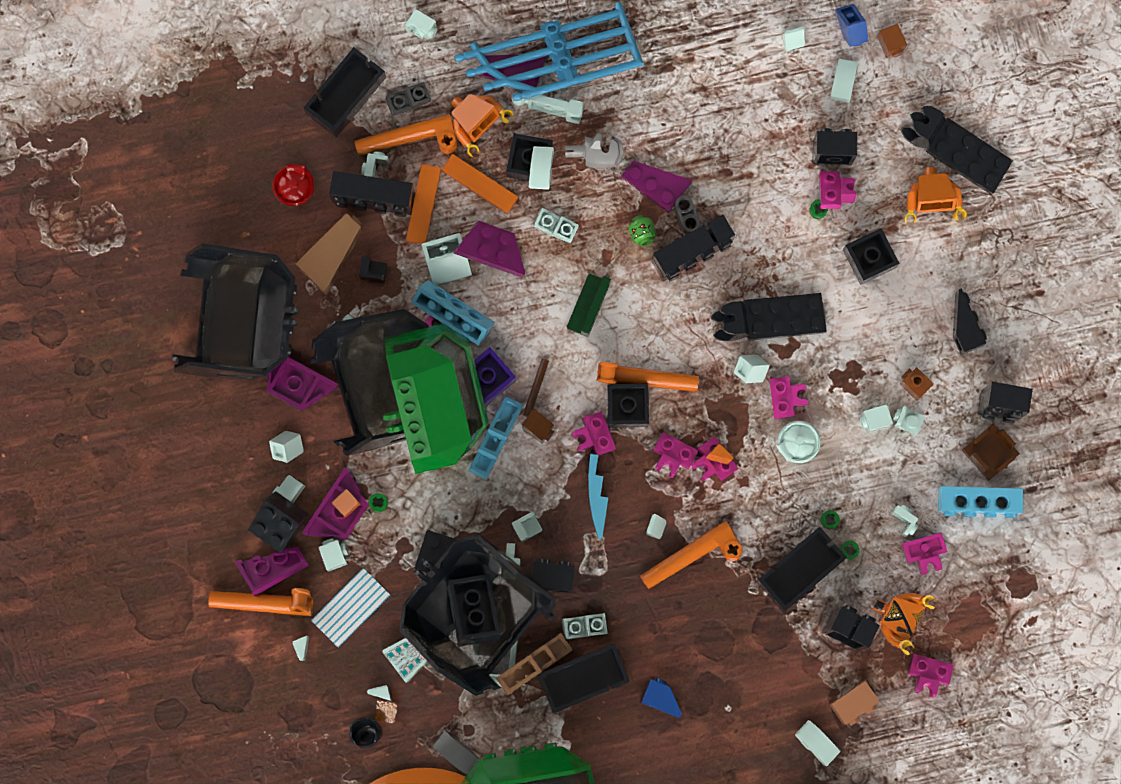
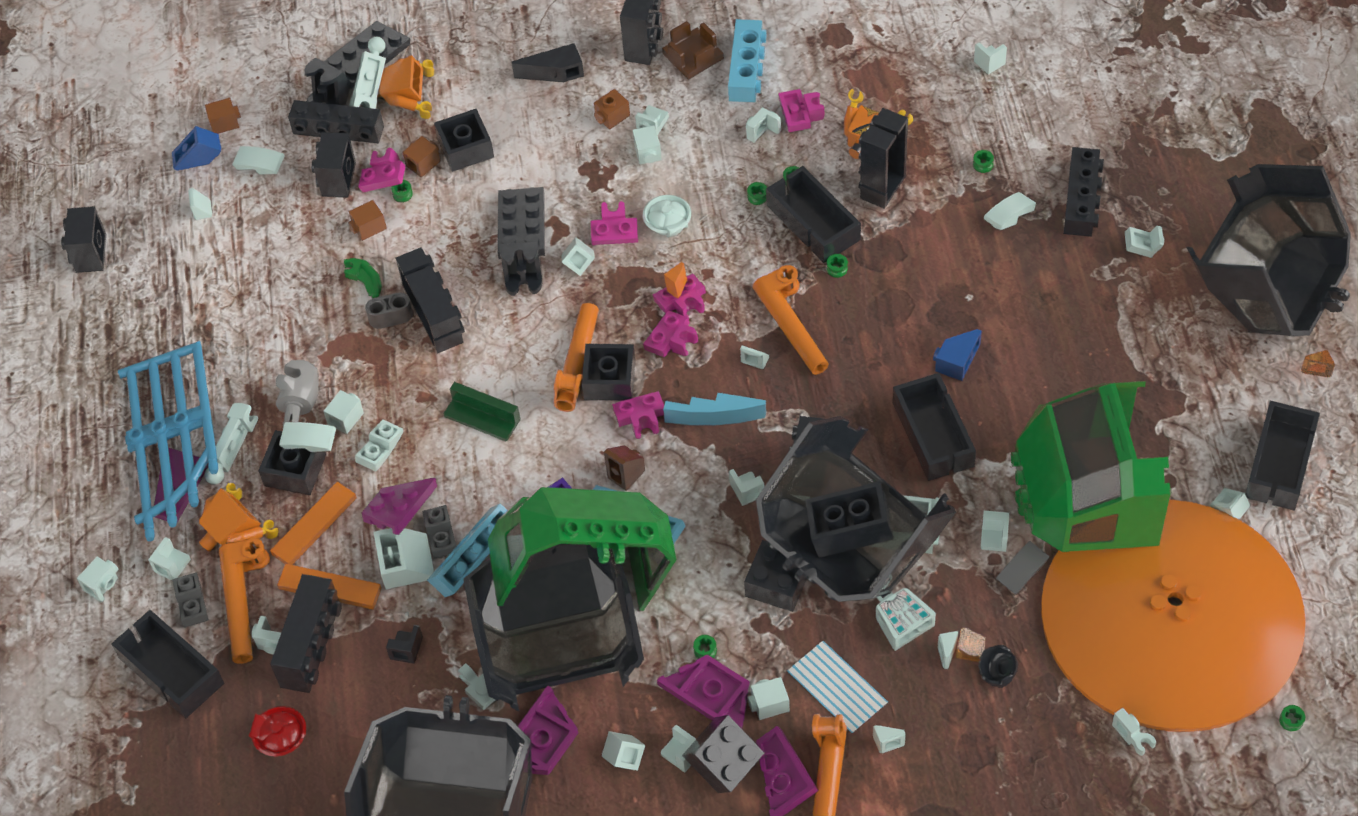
camera: 80 degrees left, 25 degrees down
(330, 253) = (374, 687): medium nougat slope -> none
(346, 503) = (704, 675): orange slope -> none
(441, 77) = (168, 560): none -> light aqua panel
(476, 285) = (439, 531): none -> dark grey slope
(489, 730) = (995, 531): none -> light aqua panel
(534, 664) = (914, 473): medium nougat slope -> none
(536, 387) = (576, 472): reddish brown bar -> none
(584, 192) = (343, 411): none -> light aqua brick
(584, 626) = (873, 440): light aqua slope -> none
(642, 230) = (400, 353): bright green head -> none
(656, 184) = (346, 342): magenta wing -> none
(729, 190) = (365, 273): none -> green piece
(759, 595) = (841, 261): none -> green bush
(781, 183) = (367, 220): none -> dark orange brick
(854, 703) = (965, 173): nougat brick -> none
(855, 221) = (421, 156): none -> dark orange brick
(878, 725) = (983, 155): none -> green bush
(889, 141) = (314, 118): none -> black brick
(930, 673) = (934, 110): dark pink plate -> none
(933, 163) = (369, 75): none -> light aqua plate
(996, 725) = (990, 58): none -> light aqua panel

